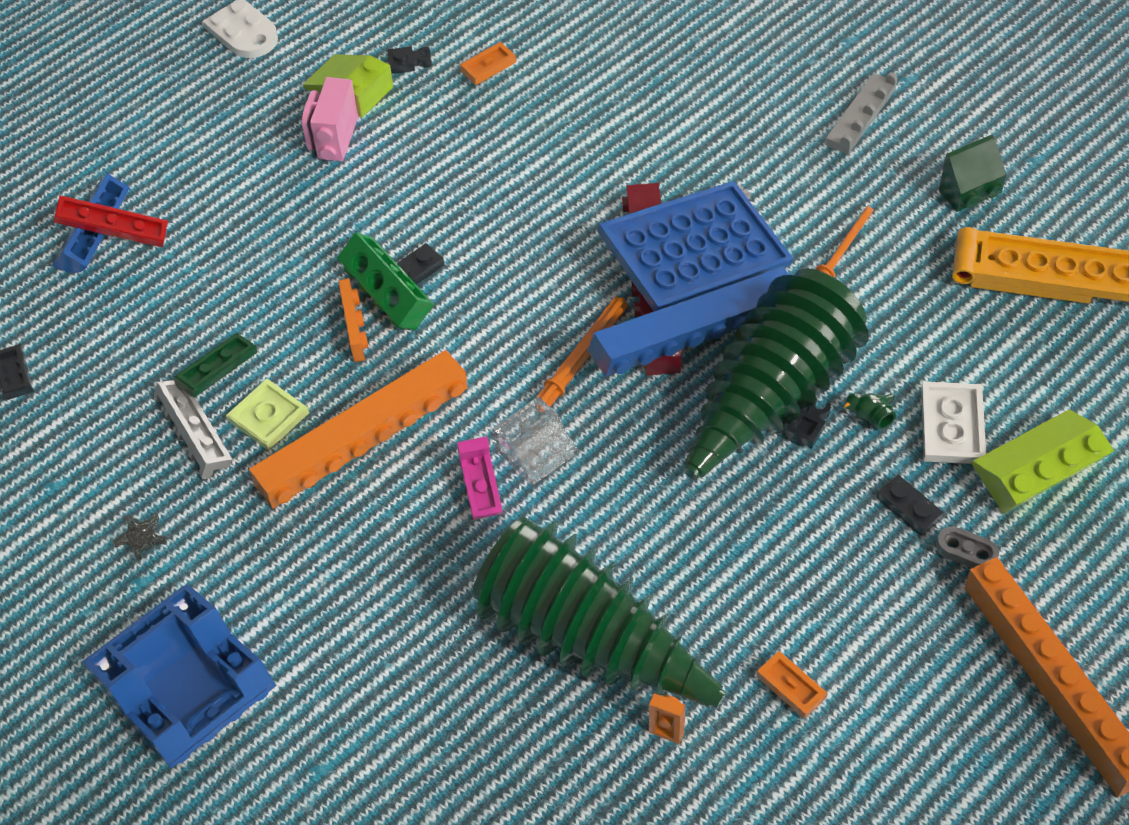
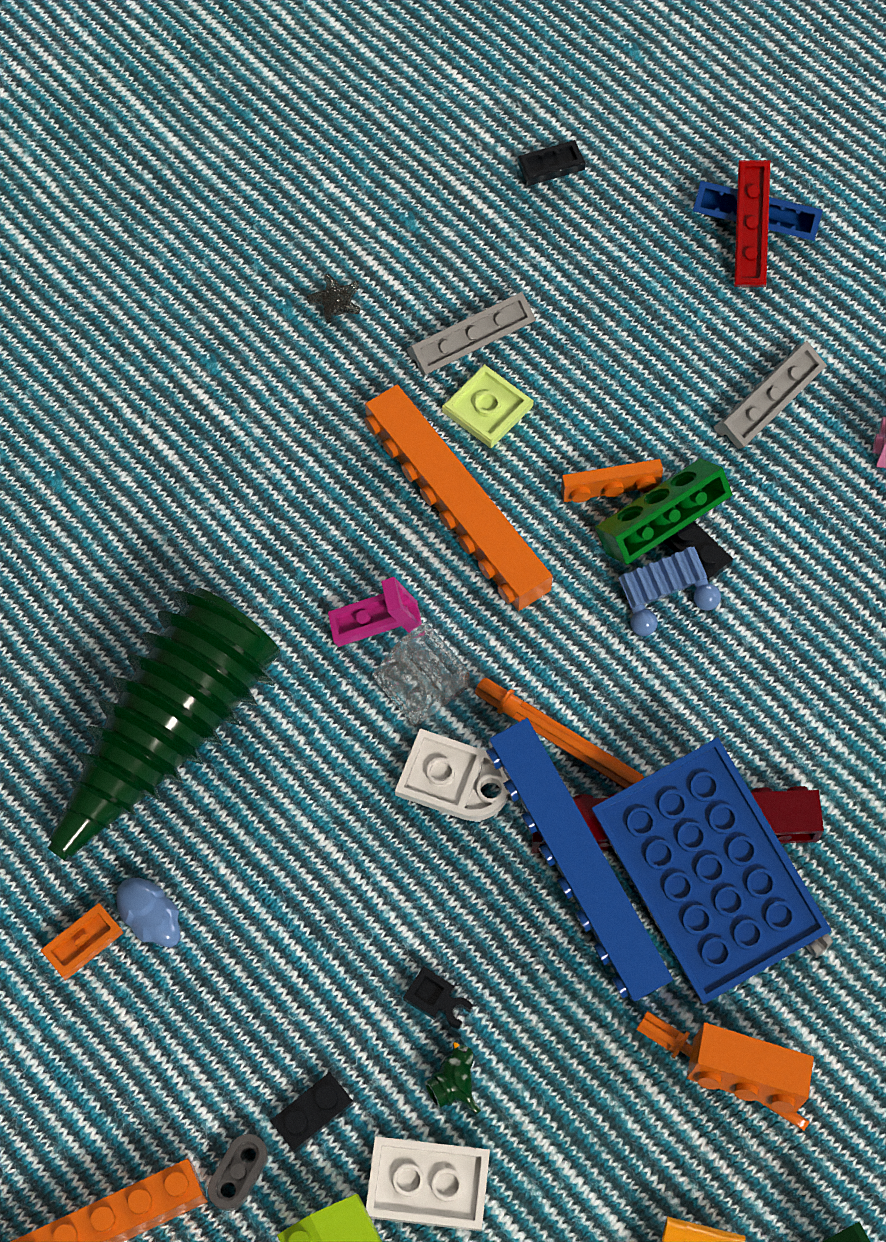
camera: 90 degrees right, 10 degrees up
(179, 675) = (159, 343): blue slope -> none
(215, 365) = (552, 348): dark green tile -> none
(275, 219) = (771, 395): none -> light grey hinge
(446, 286) = (663, 579): none -> medium blue gear
(622, 423) = (450, 778): none -> white plate
(667, 717) = (44, 797): orange plate -> none
(758, 637) = (148, 912): none -> medium blue arm
(777, 363) = (495, 951): dark green cone -> none
(840, 227) = (750, 1068): none -> orange brick

